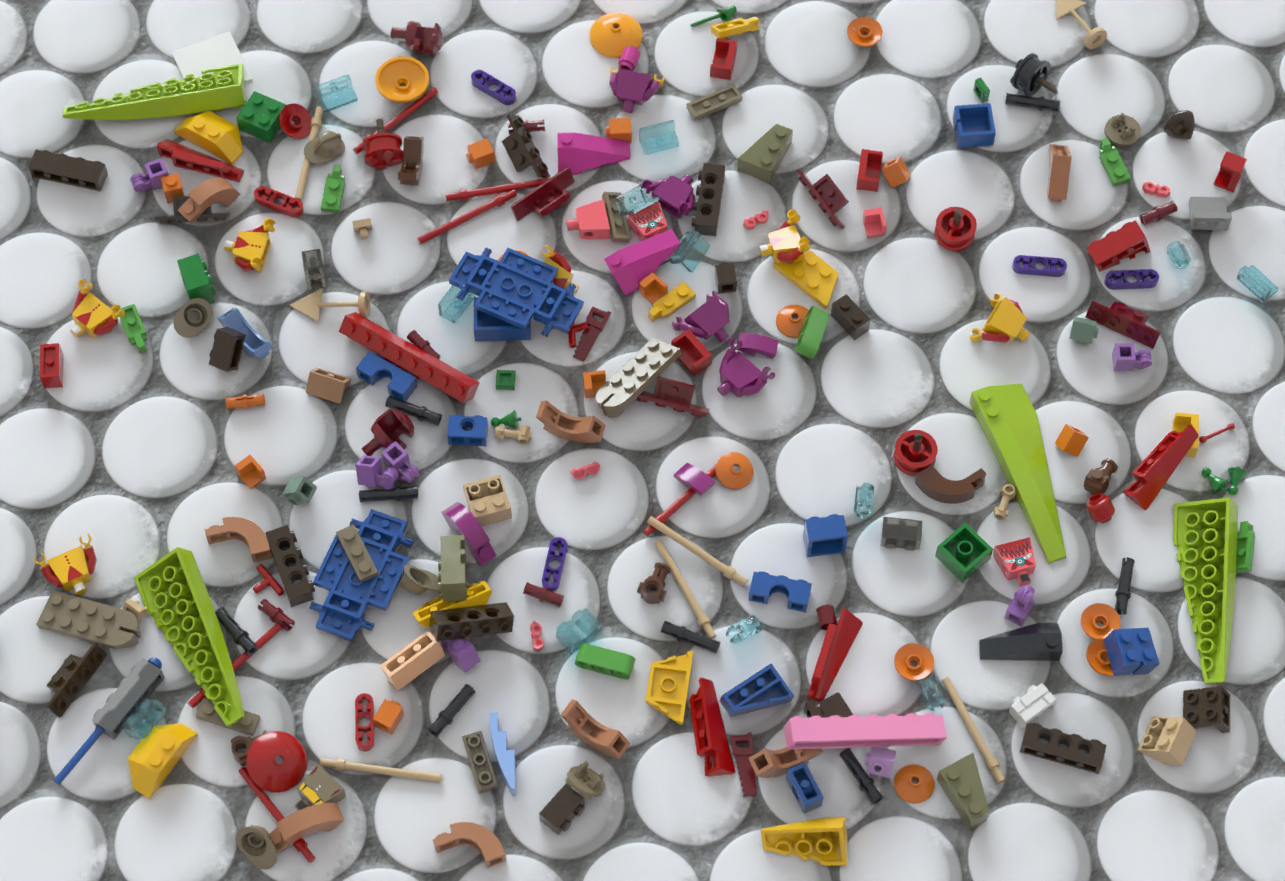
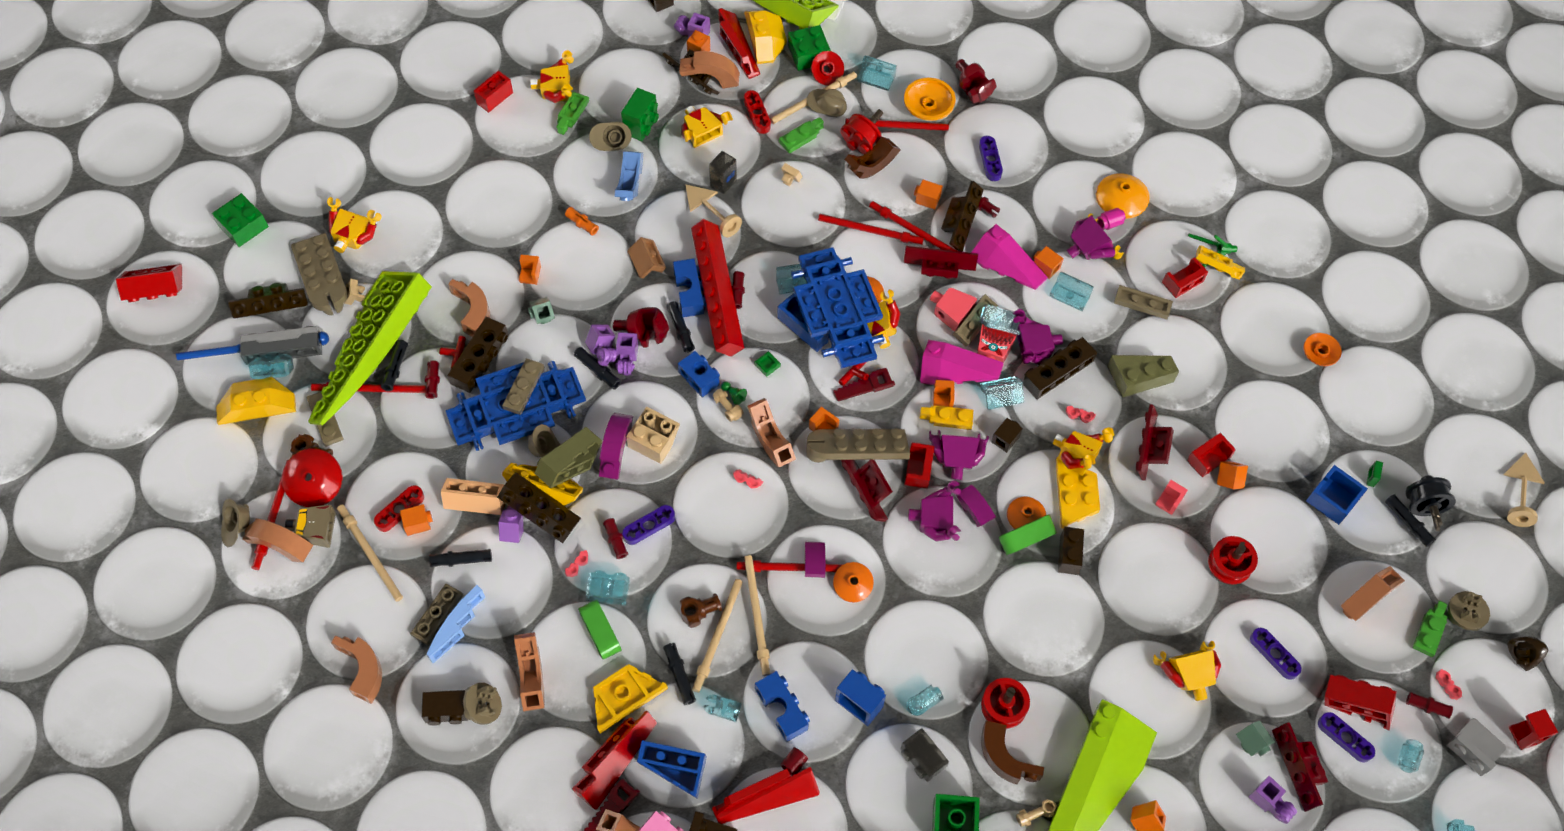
camera: 45 degrees right, 0 degrees up
(227, 349) = (605, 174): dark brown brick -> none

